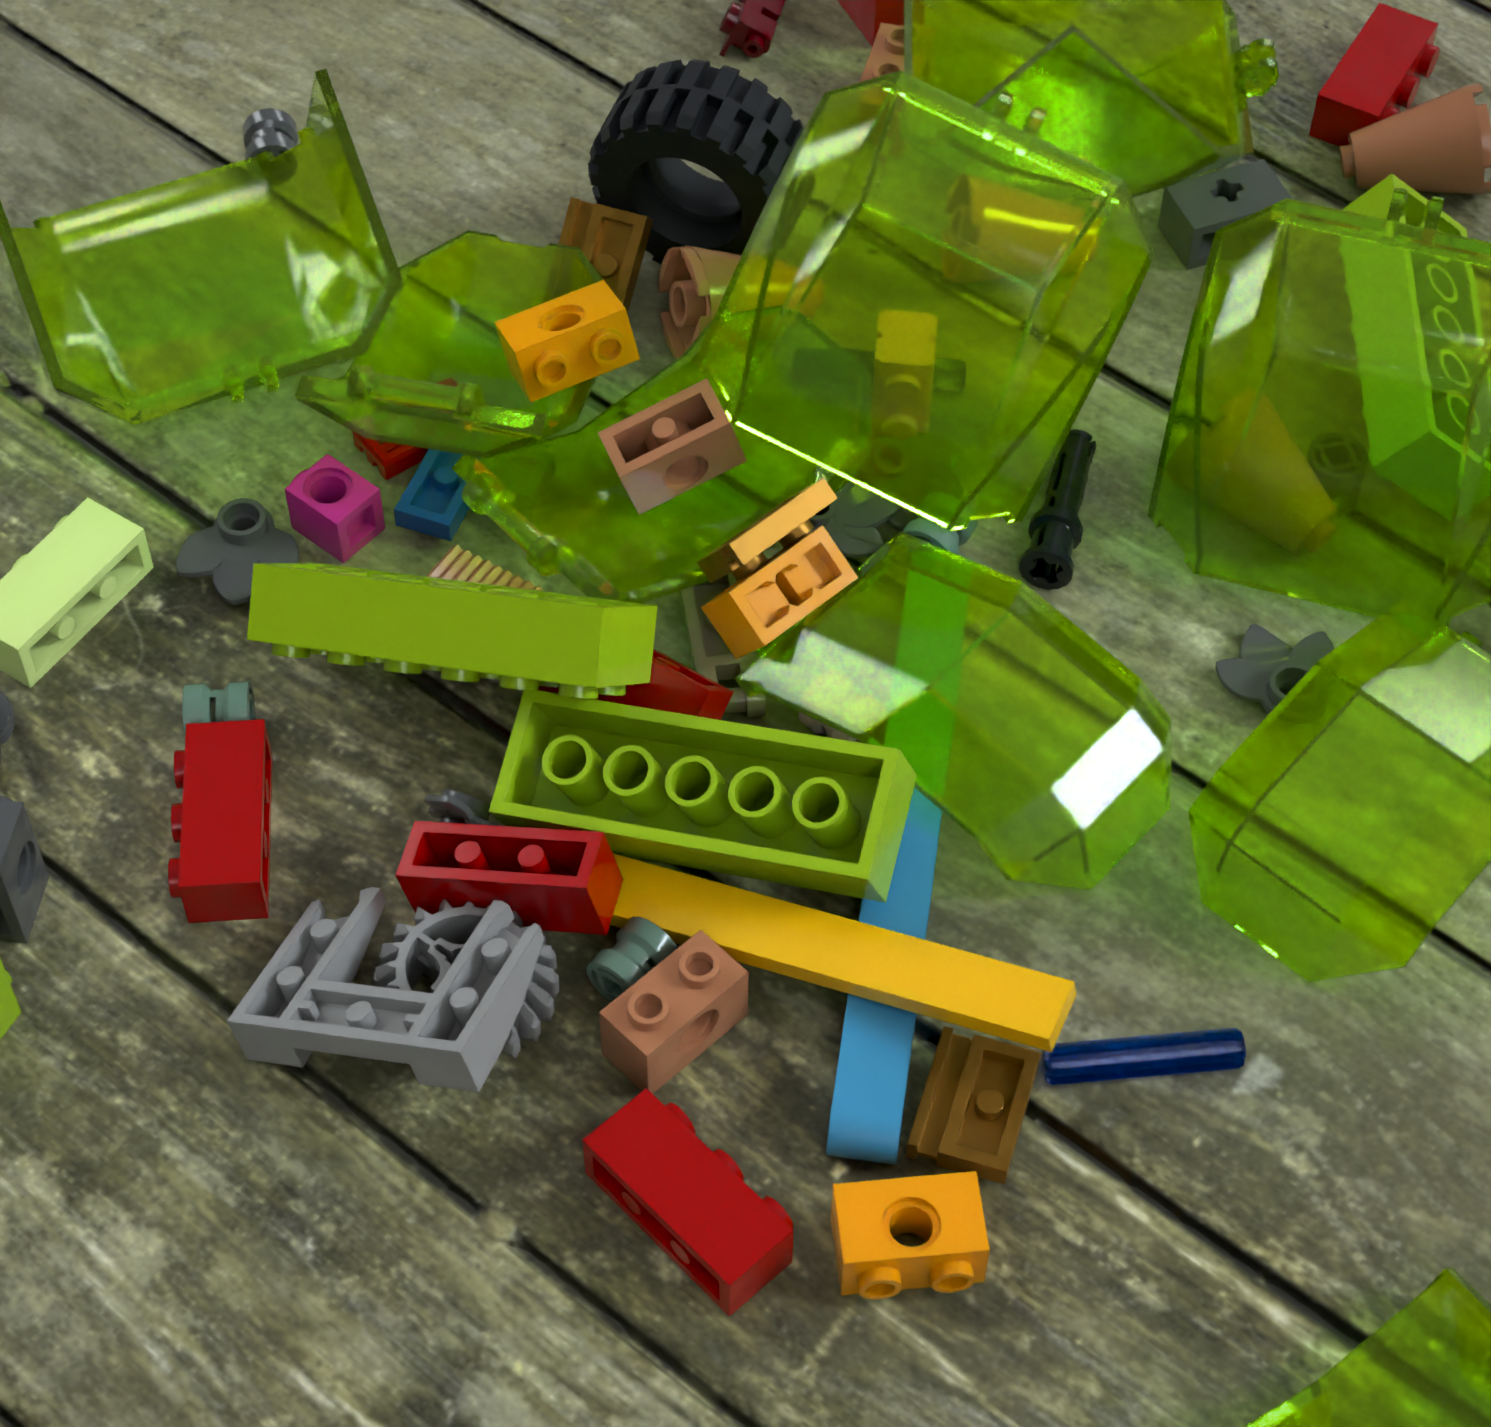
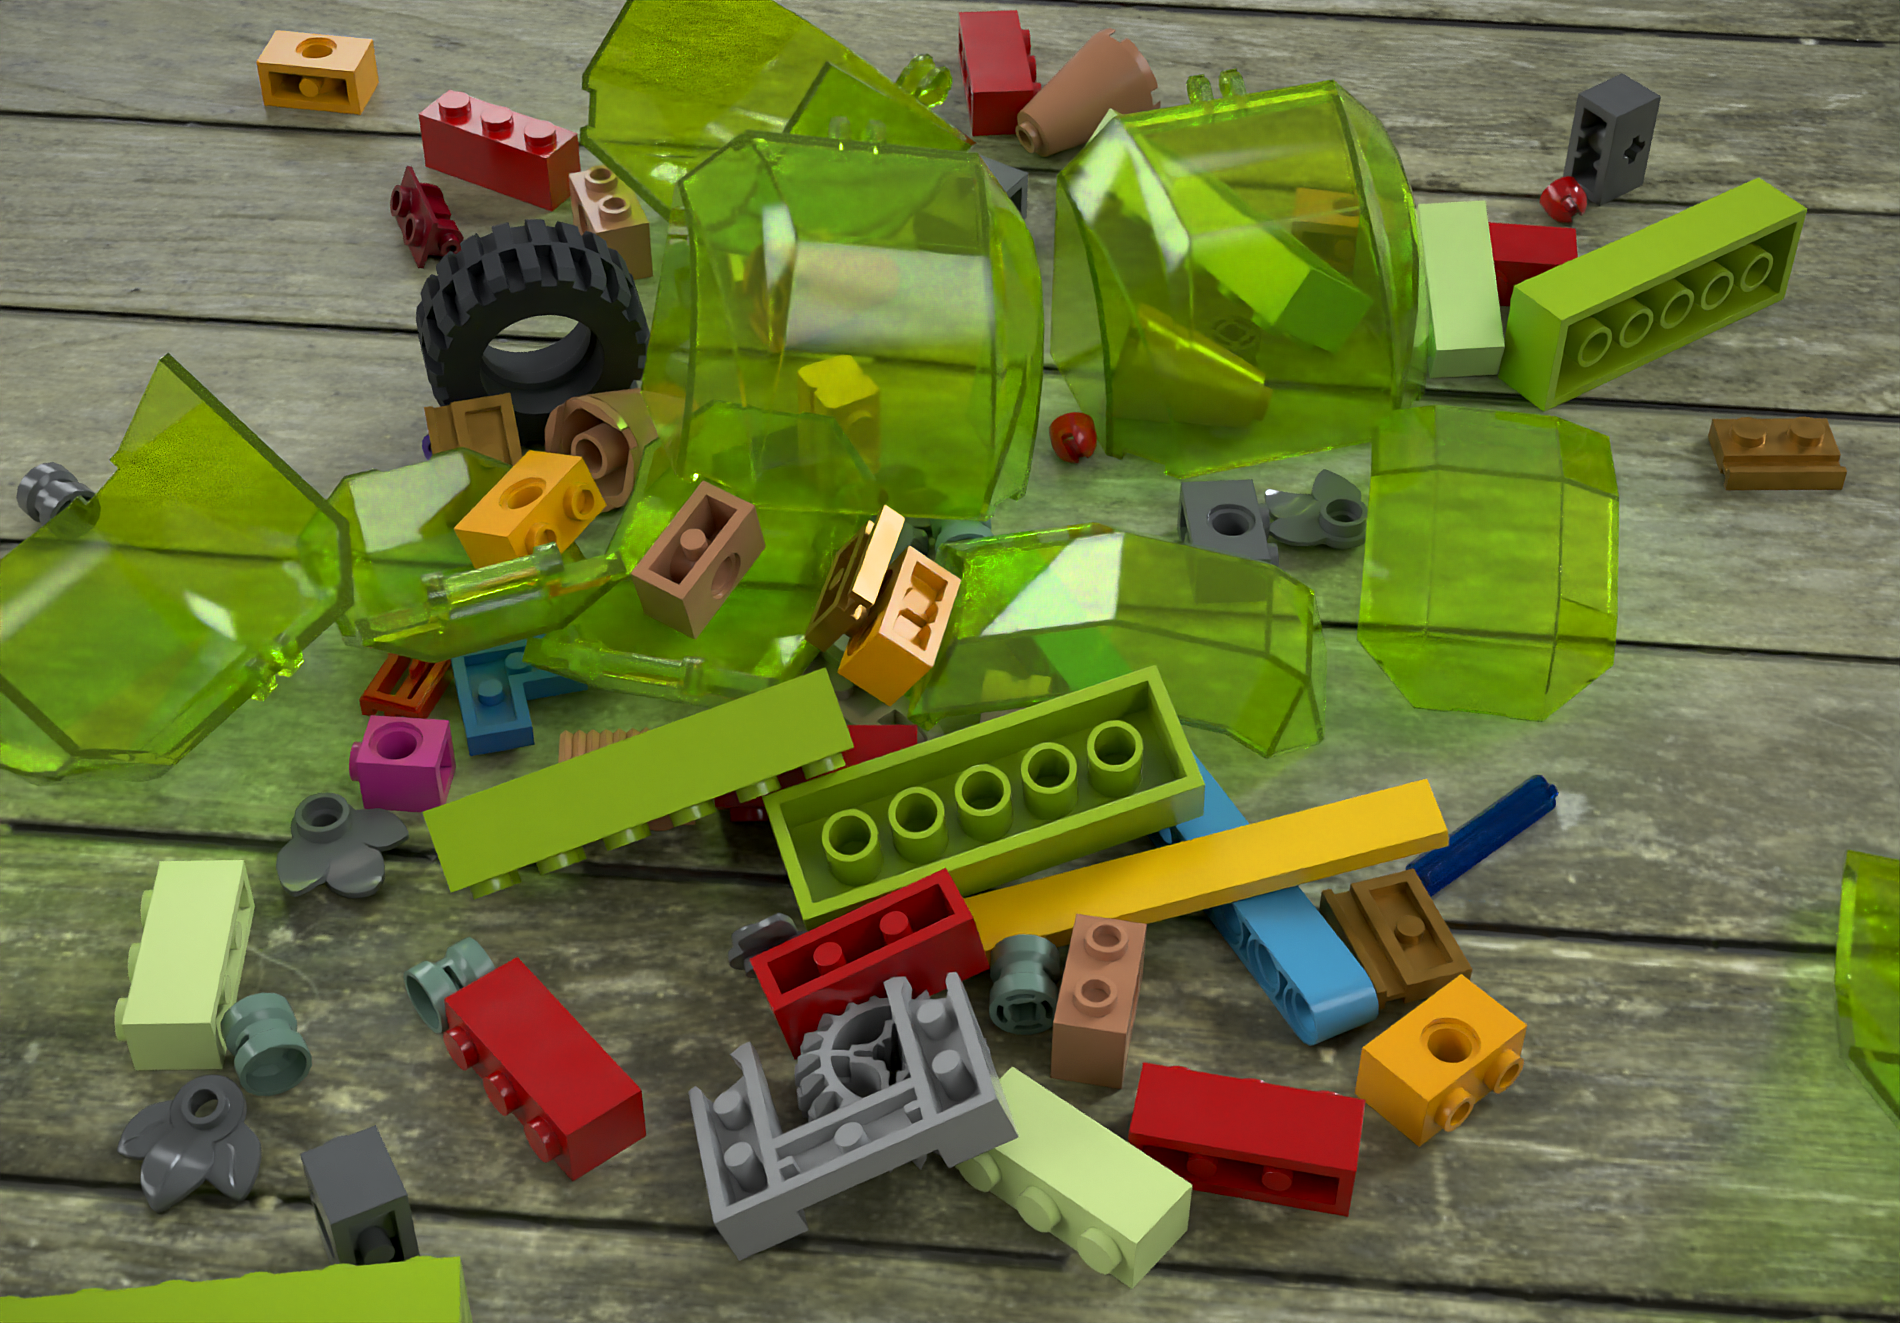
camera: 35 degrees left, 10 degrees down
(58, 682) = (259, 1035): none -> sand green wheel
(527, 1155) = (1082, 1183): none -> yellowish green brick
(1056, 526) = (1064, 485): black pin -> none
(1121, 485) = (1084, 436): none -> red hinge
(1170, 643) = (1226, 518): none -> dark grey brick

